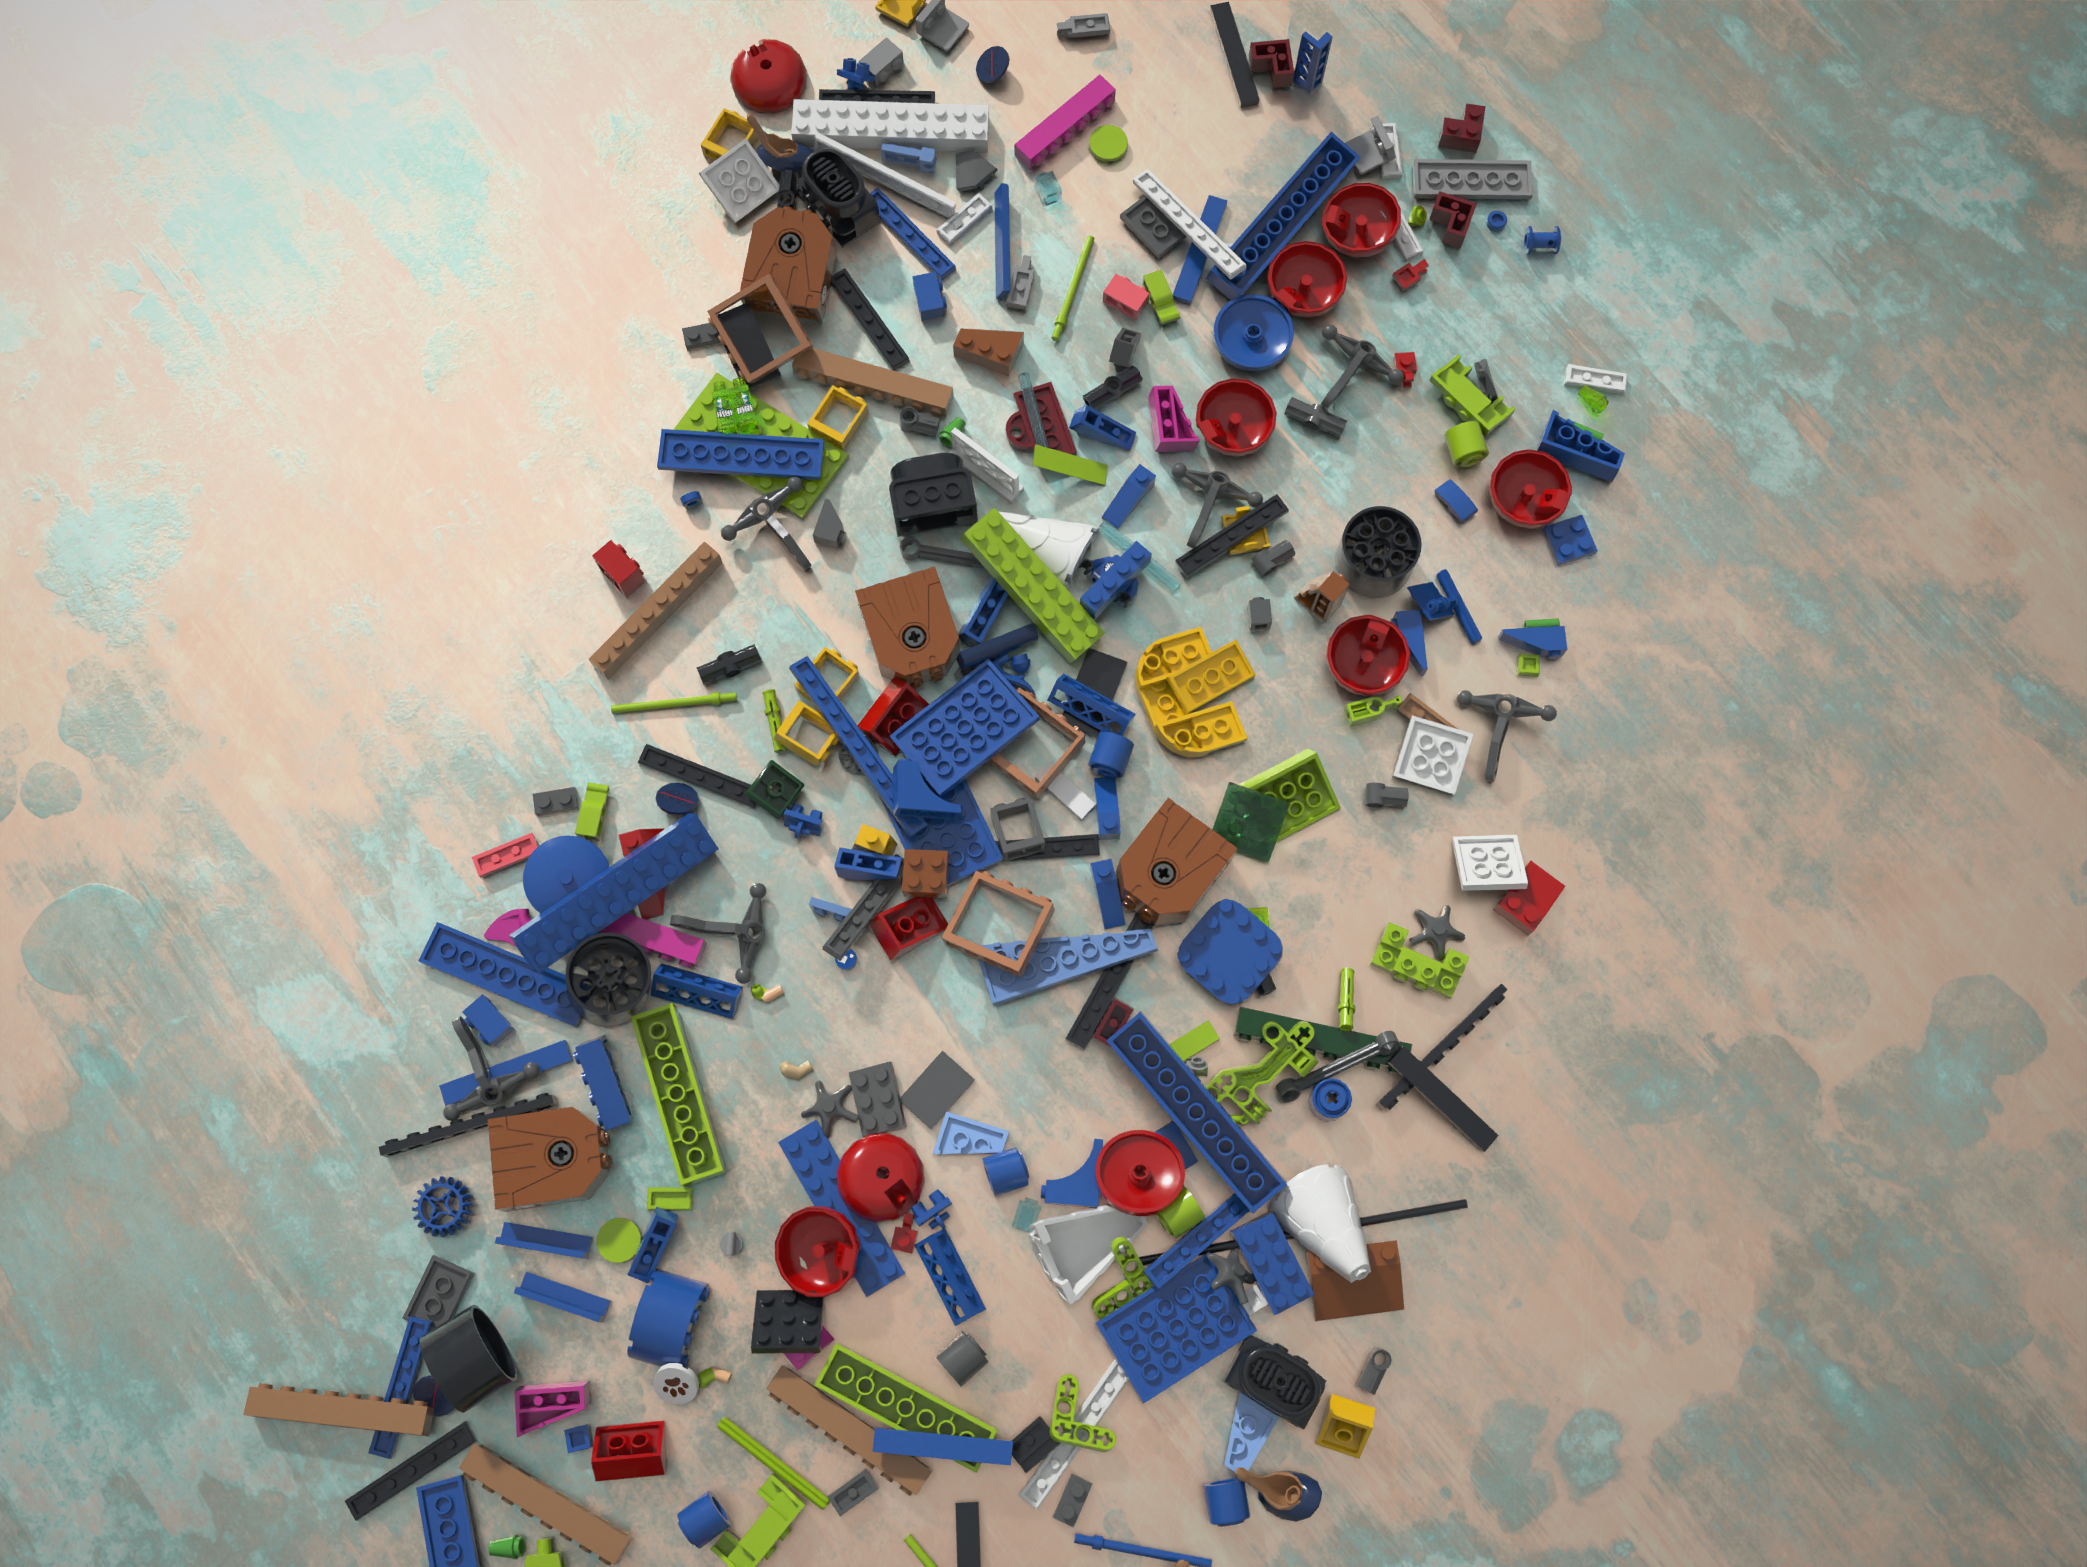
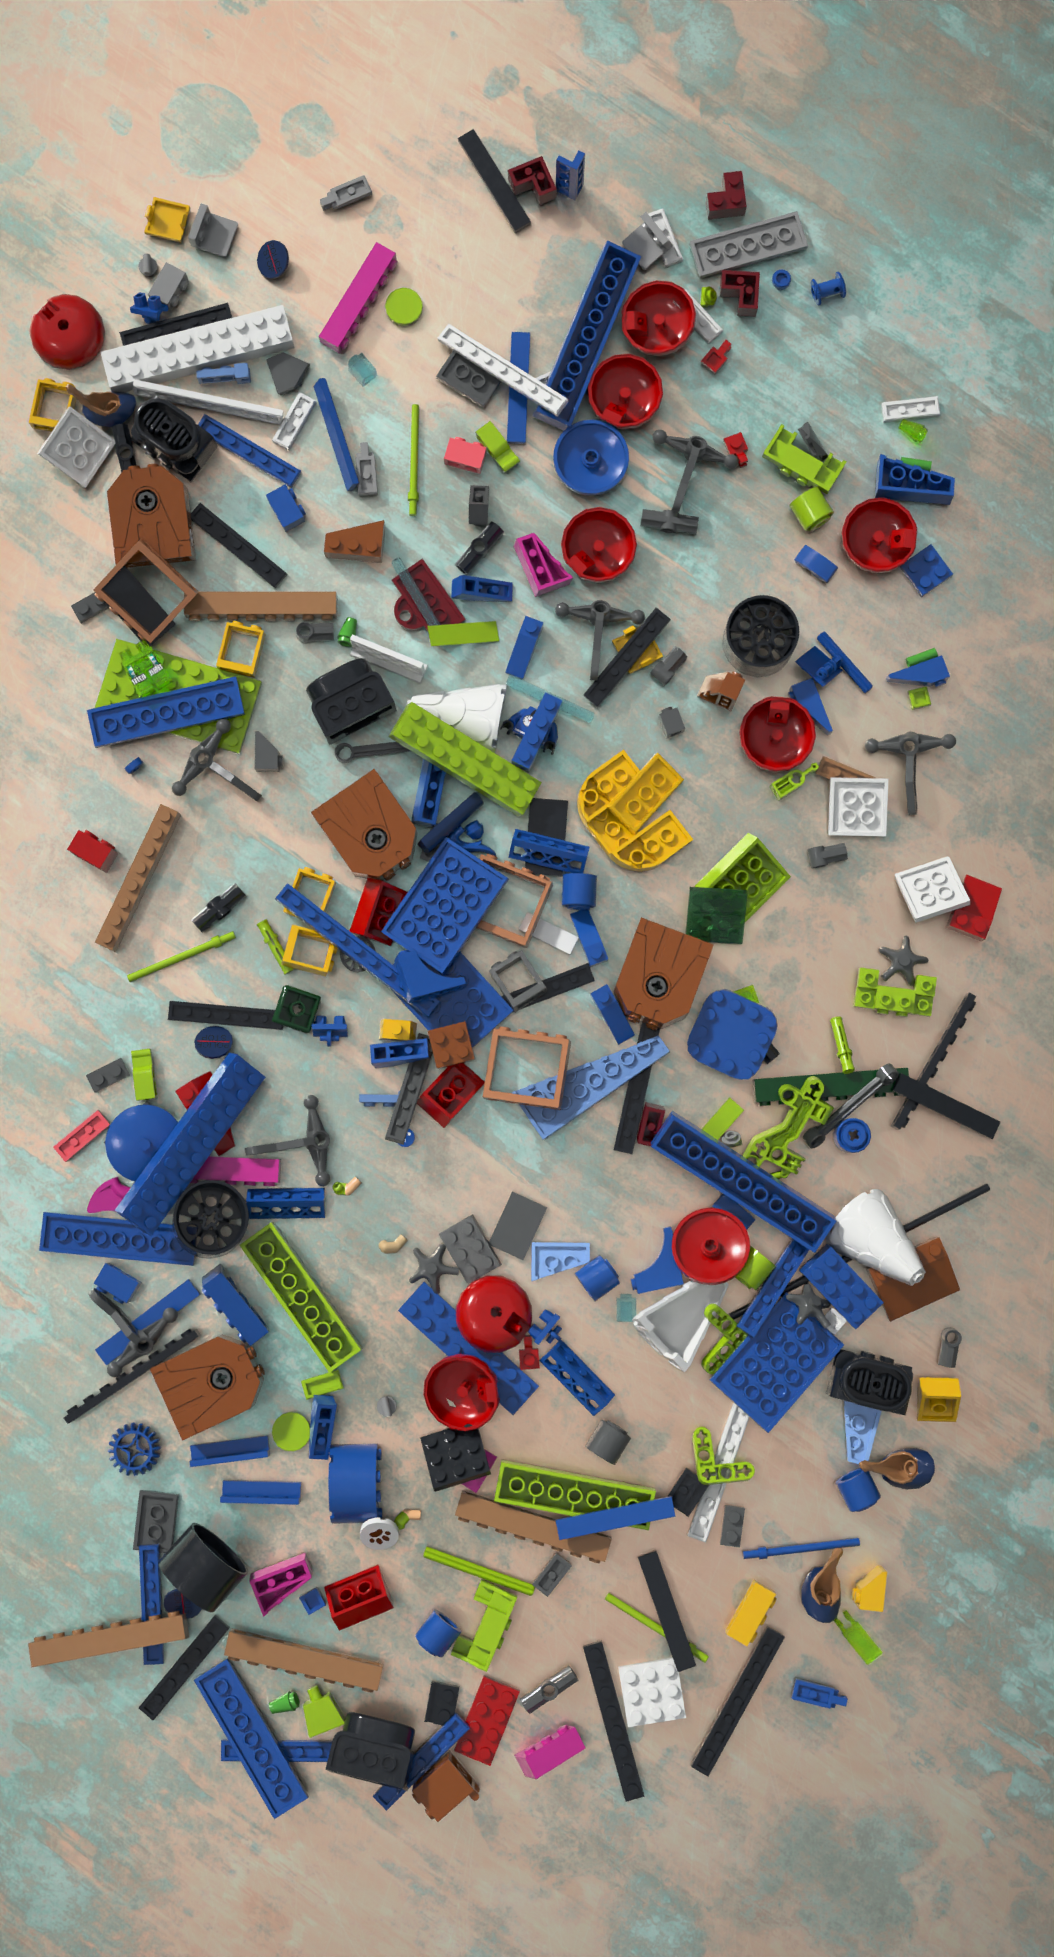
camera: 15 degrees left, 10 degrees up
(868, 37) = (147, 265): none -> light grey plate

